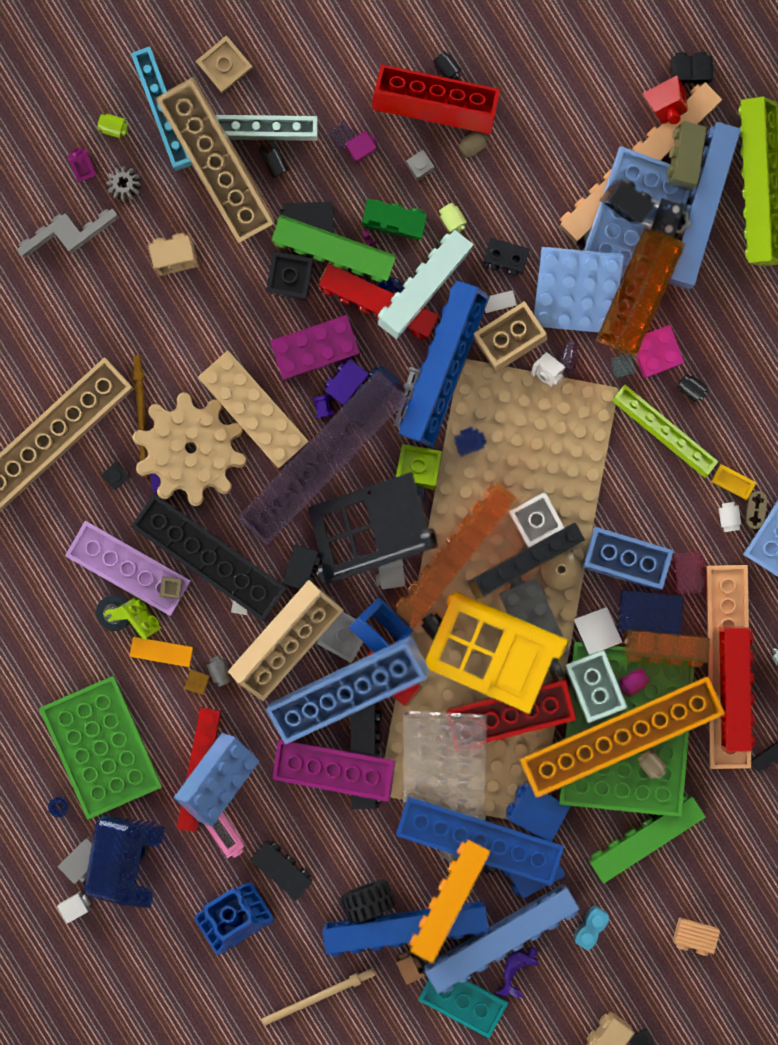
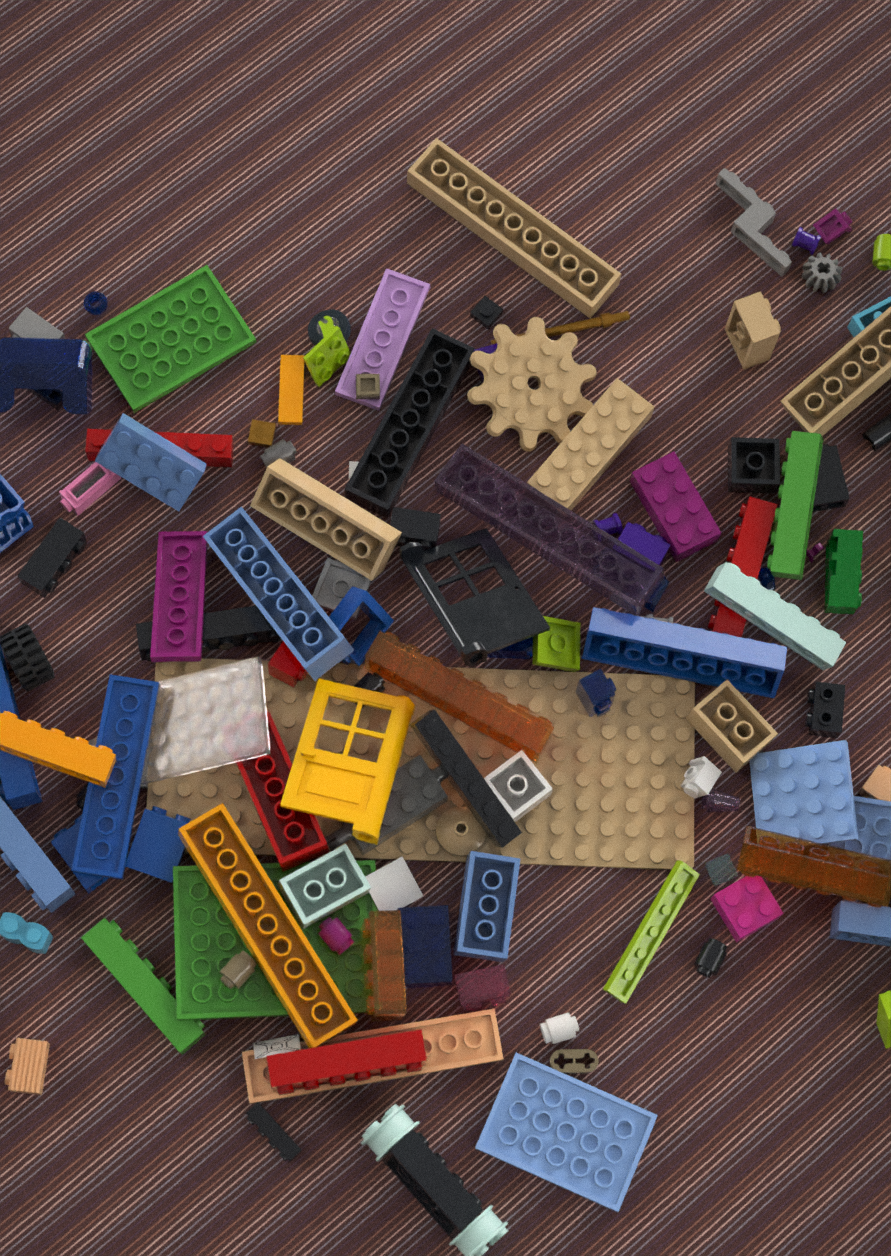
camera: 70 degrees right, 15 degrees down
(92, 191) = (806, 241): none -> dark purple bush
(391, 575) = (425, 631): light grey brick -> none
(453, 218) = (859, 641): yellowish green brick -> none
(500, 301) = (770, 712): white sticker -> none
(712, 741) = (276, 1046): none -> white sticker
(733, 482) = (603, 1028): yellow tile -> none

